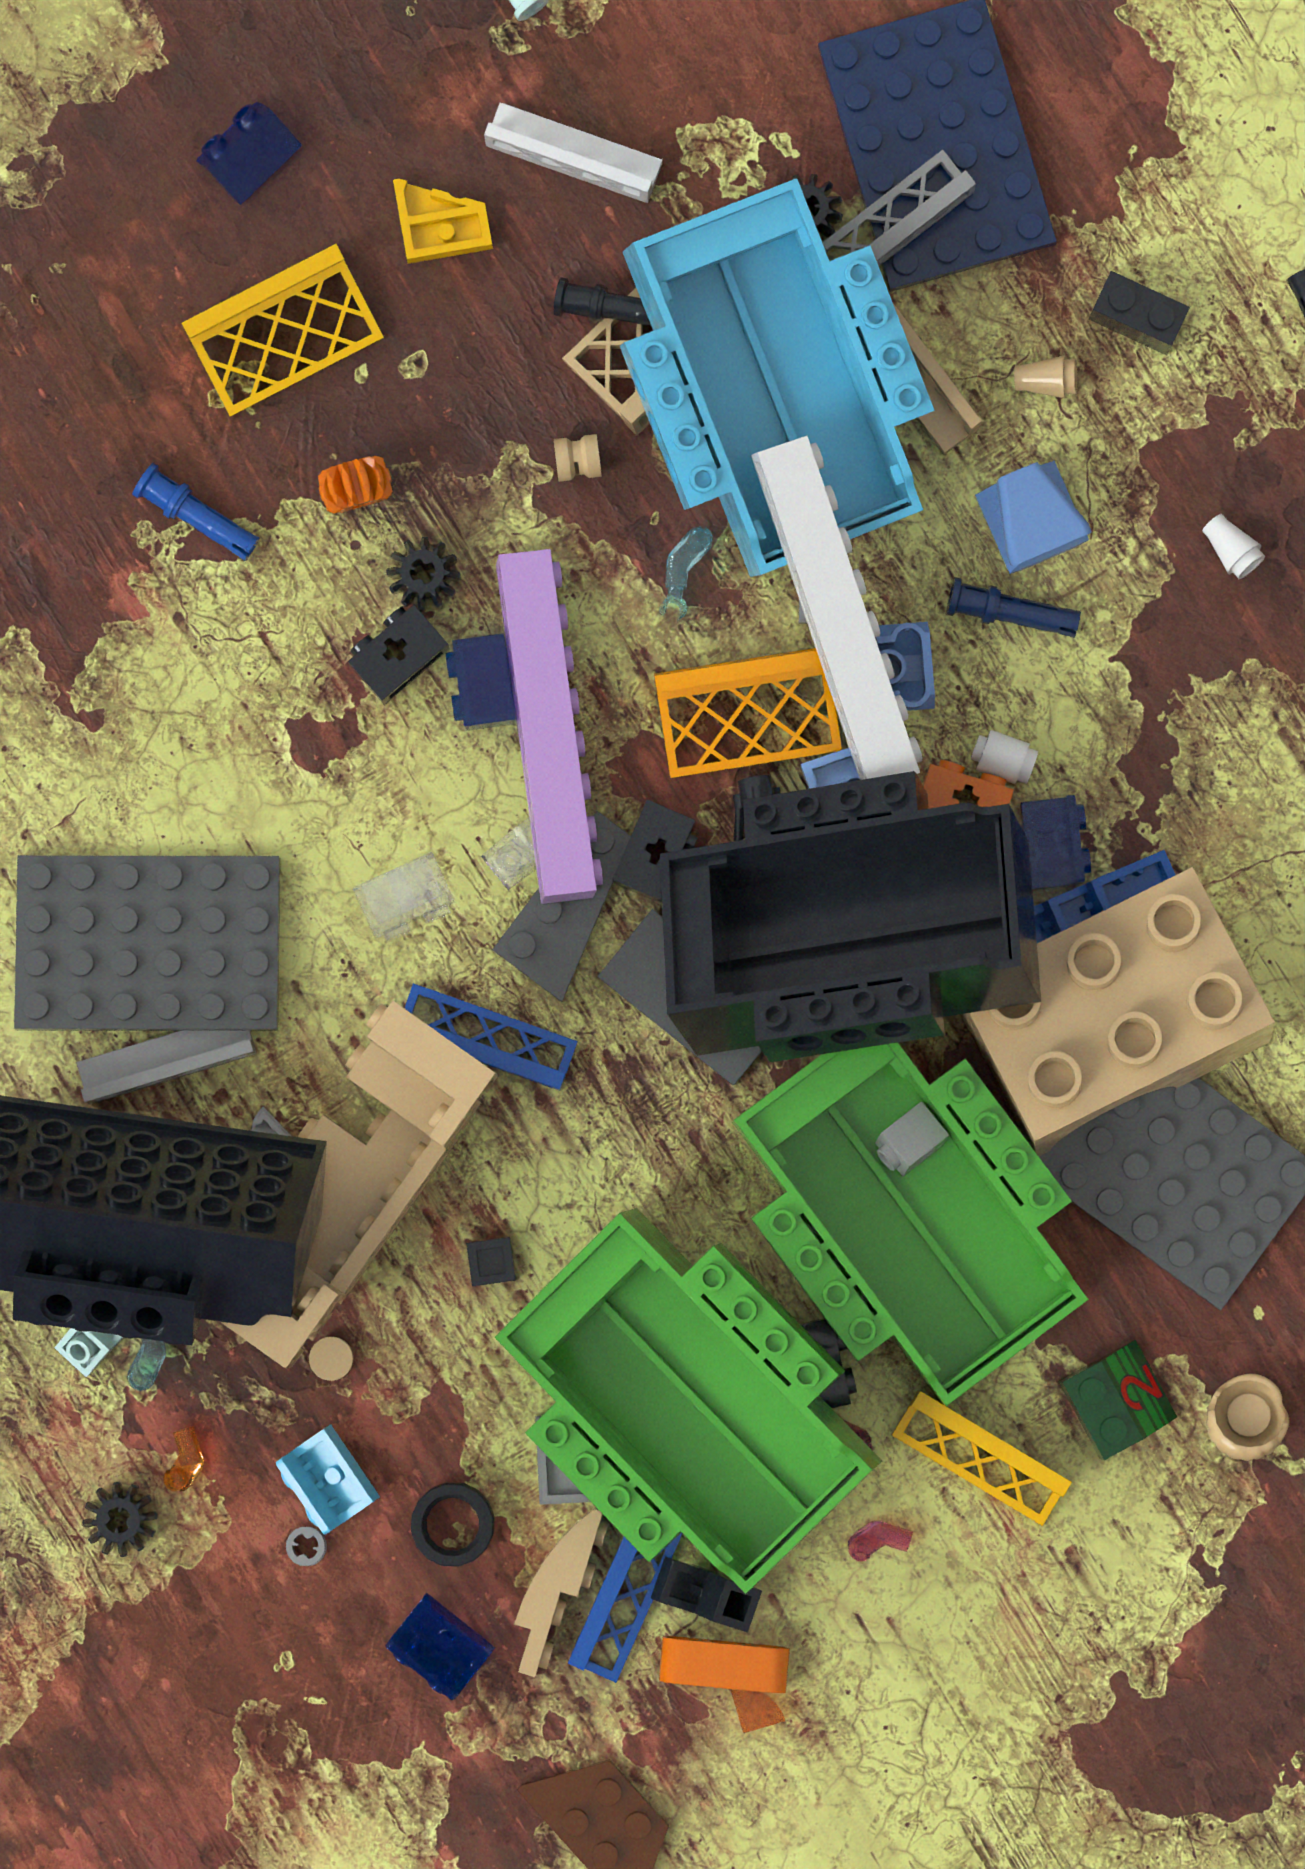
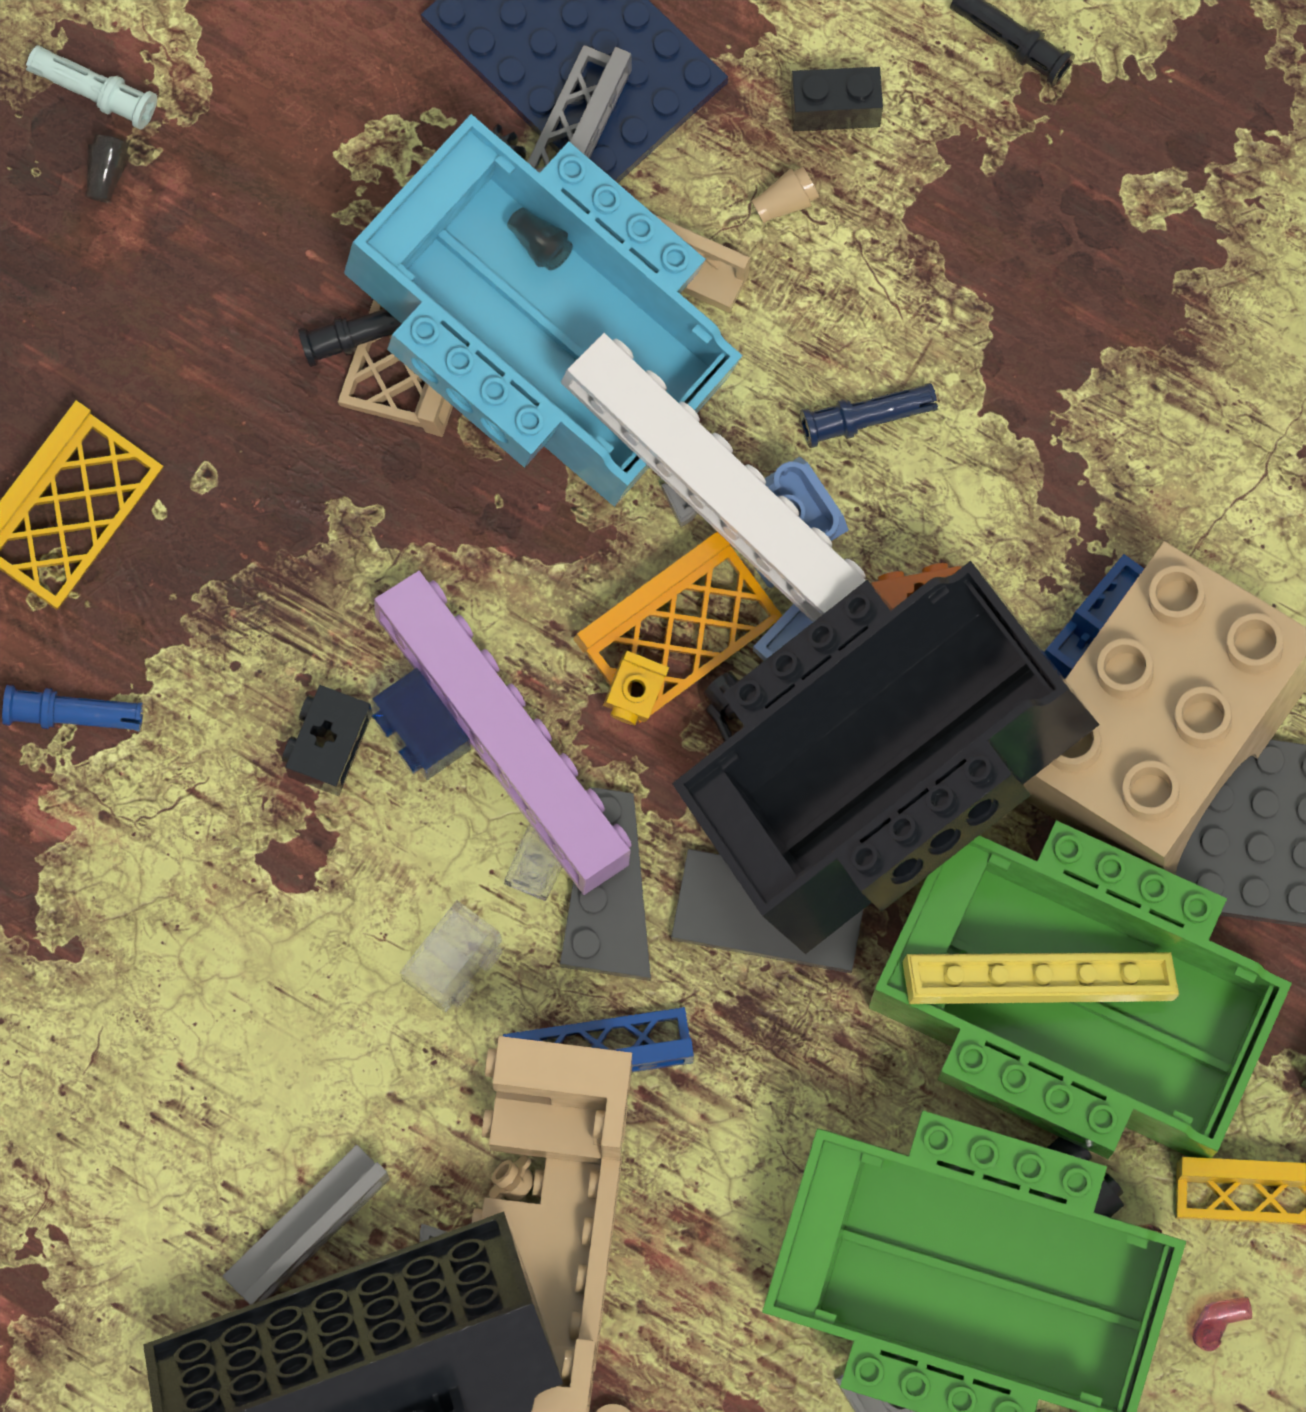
camera: 30 degrees left, 10 degrees down
(147, 943) = (231, 1129): dark grey plate -> none
(355, 484) = (207, 606): orange gear -> none
(355, 1110) = (512, 1179): none -> tan plate
(417, 587) = (310, 641): black gear -> none
(440, 224) = (162, 339): yellow wing -> none
(471, 40) = (105, 166): none -> clear smoke cone
(491, 1261) = (715, 1255): black tile -> none
(573, 152) = (250, 218): white fence -> none
(577, 457) = (399, 480): tan wheel -> none
(653, 826) = (657, 821): black brick -> none
(678, 564) = (543, 526): clear light blue arm -> none
(683, 732) = (638, 669): none -> yellow brick
(806, 314) = (542, 240): none -> clear smoke cone
(880, 1182) = (1040, 977): none -> light yellow tile
(911, 1140) = (1045, 923): light grey brick -> none
(1004, 757) = (934, 544): white brick -> none
(1032, 516) = (841, 321): medium blue piece -> none
(1055, 841) = (1027, 592): clear blue bracket -> none
(1235, 548) = (1036, 258): white cone -> none

